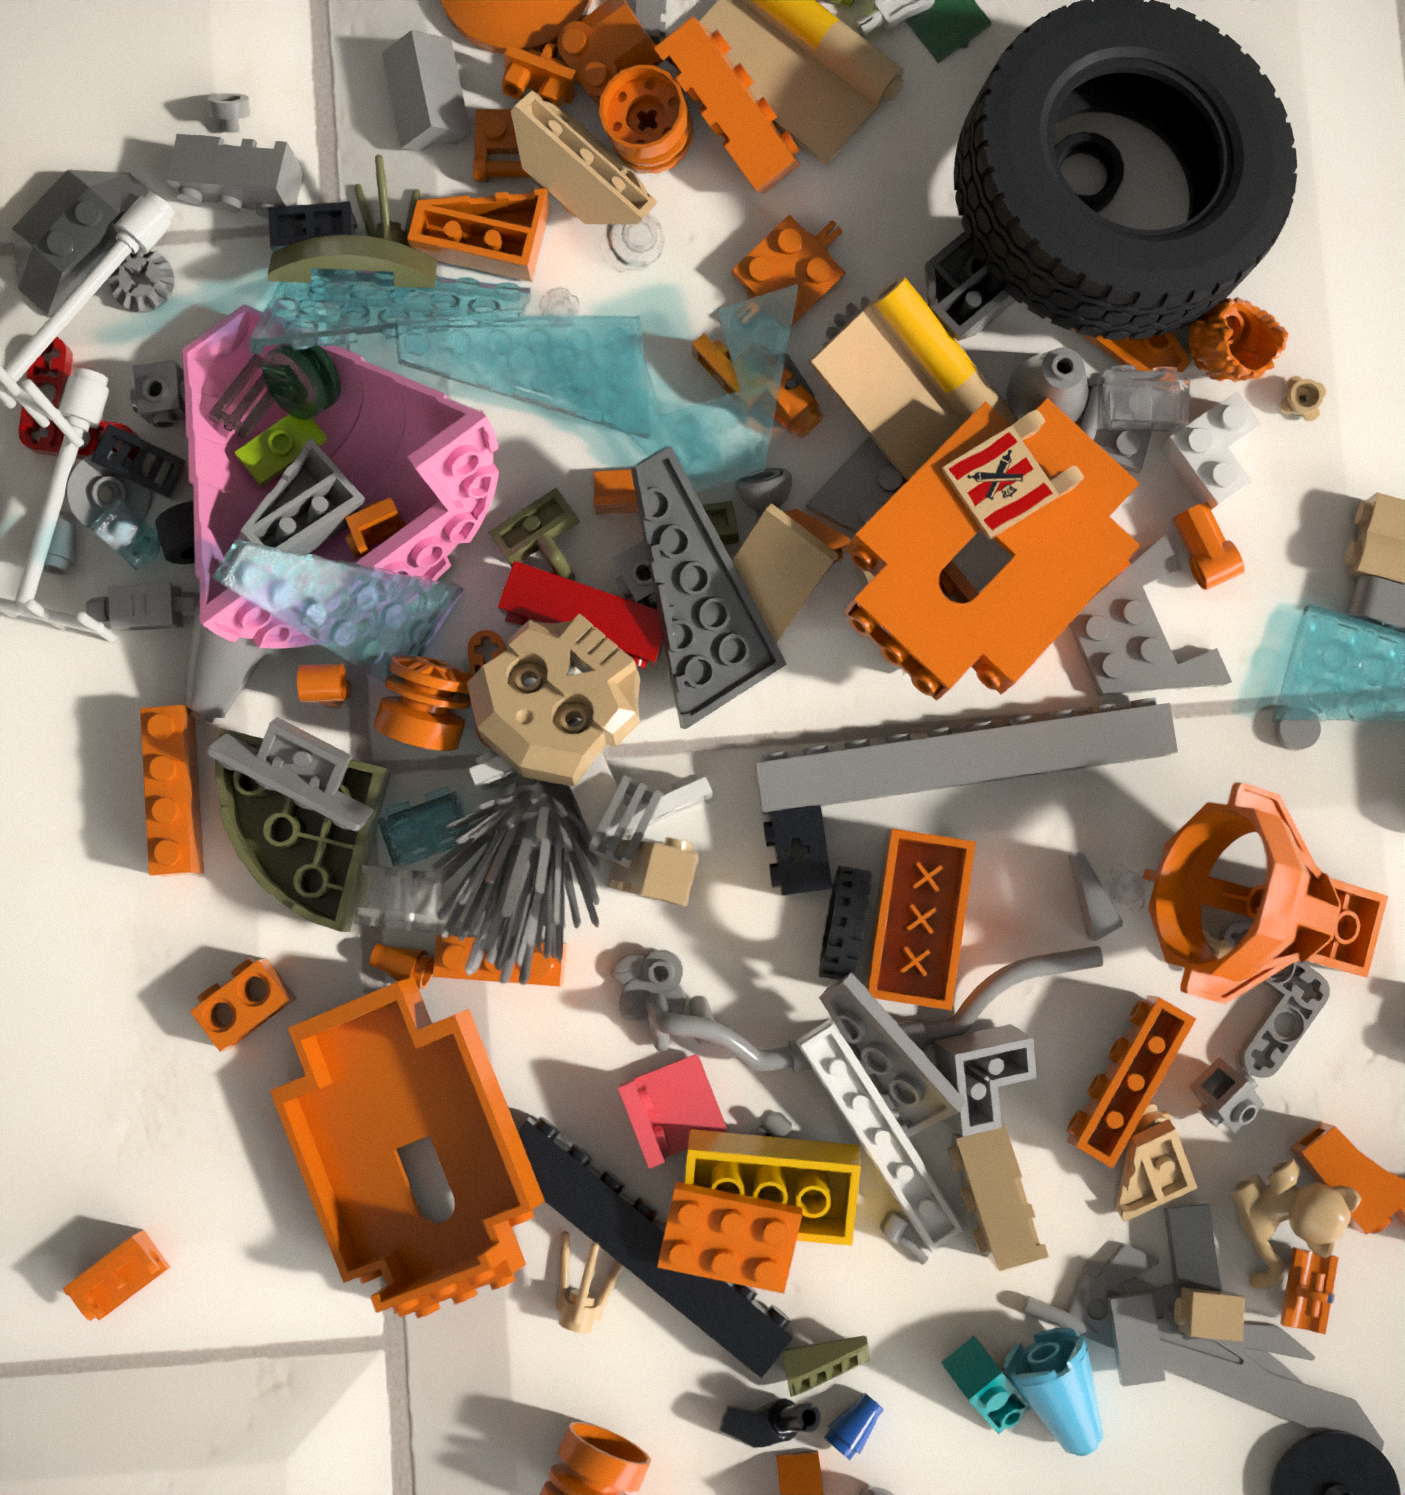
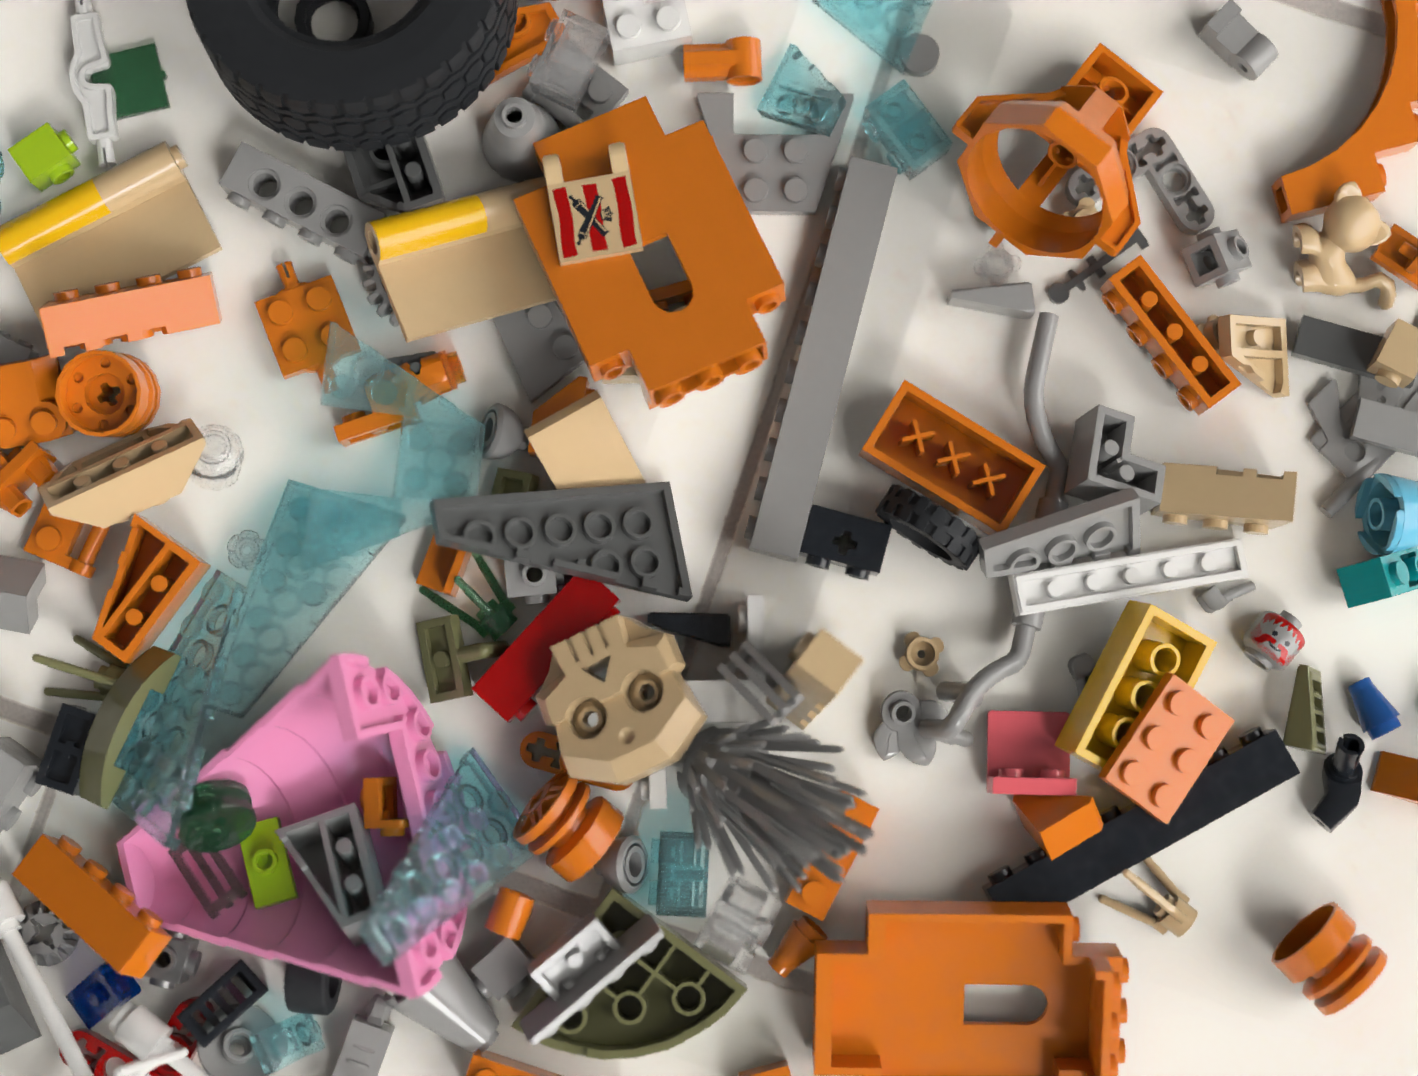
camera: 75 degrees left, 0 degrees up
(109, 353) = (102, 994): none -> clear blue slope
(178, 307) = (93, 905): none -> orange brick
(270, 699) = (503, 970): none -> light grey brick
(413, 771) = (624, 864): none -> light grey brick
(591, 556) = (493, 617): none -> clear green plant
(619, 1163) = (1058, 820): none -> orange slope
(663, 754) = (705, 627): none -> black slope
(733, 976) = (931, 647): none -> tan plate
(879, 1302) = (1273, 640): none -> light grey head
(912, 159) = (253, 168): none -> light grey brick
(1128, 958) = (1060, 292): none -> dark grey piece
(1207, 633) = (802, 96): none -> clear light blue wing
(1218, 745) = (905, 130): none -> clear light blue brick

